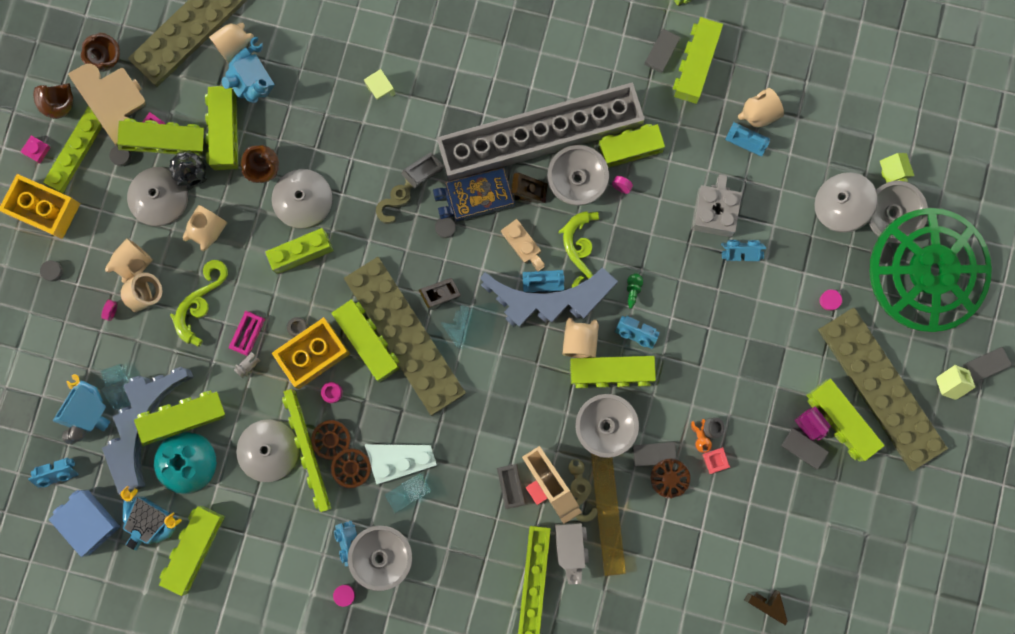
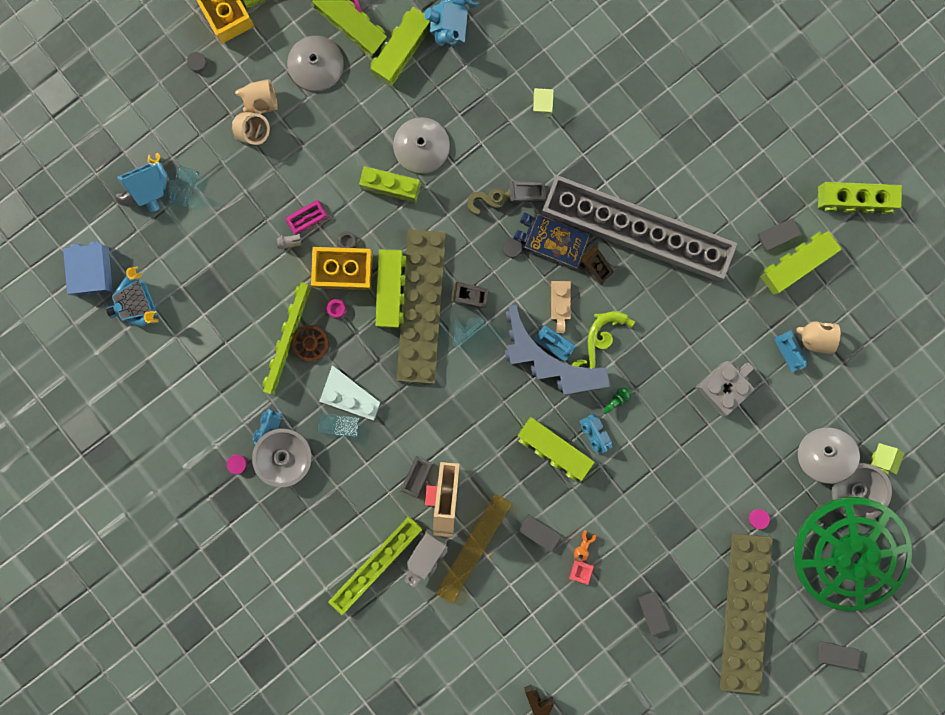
camera: 30 degrees right, 5 degrees up
(45, 475) = (84, 213): dark azure hinge -> none
(109, 310) = (217, 124): dark pink tile -> none
(120, 157) = (308, 12): dark grey tile -> none
(124, 454) = (153, 239): sand blue arch -> none
(179, 418) = (209, 244): lime brick -> none
(184, 331) = (287, 161): lime plant -> none
(187, 169) = (351, 59): black animal -> none
(191, 550) = (150, 348): lime brick -> none
(196, 463) = (200, 285): teal piece -> none
(204, 227) = (331, 114): tan piece -> none
(259, 168) = (406, 98): reddish brown piece -> none
(281, 453) = (271, 316): light grey dish -> none
(350, 468) = (309, 375): reddish brown wheel -> none
(580, 162) = (654, 281): light grey dish -> none
(580, 339) = (549, 408): tan piece -> none
(581, 489) = (466, 518): olive piece -> none
(620, 417) = (525, 500): light grey dish -> none
(622, 184) = (669, 314): dark pink tile -> none
(631, 145) = (699, 290): lime brick -> none
(670, 478) = (537, 559): reddish brown wheel -> none
(714, 428) = (598, 547): dark grey tile -> none
(735, 248) = (728, 437): dark azure hinge -> none
(813, 424) = (674, 600): magenta brick -> none
(845, 421) = (699, 615): lime brick -> none
(955, 382) = (804, 650): yellowish green panel -> none

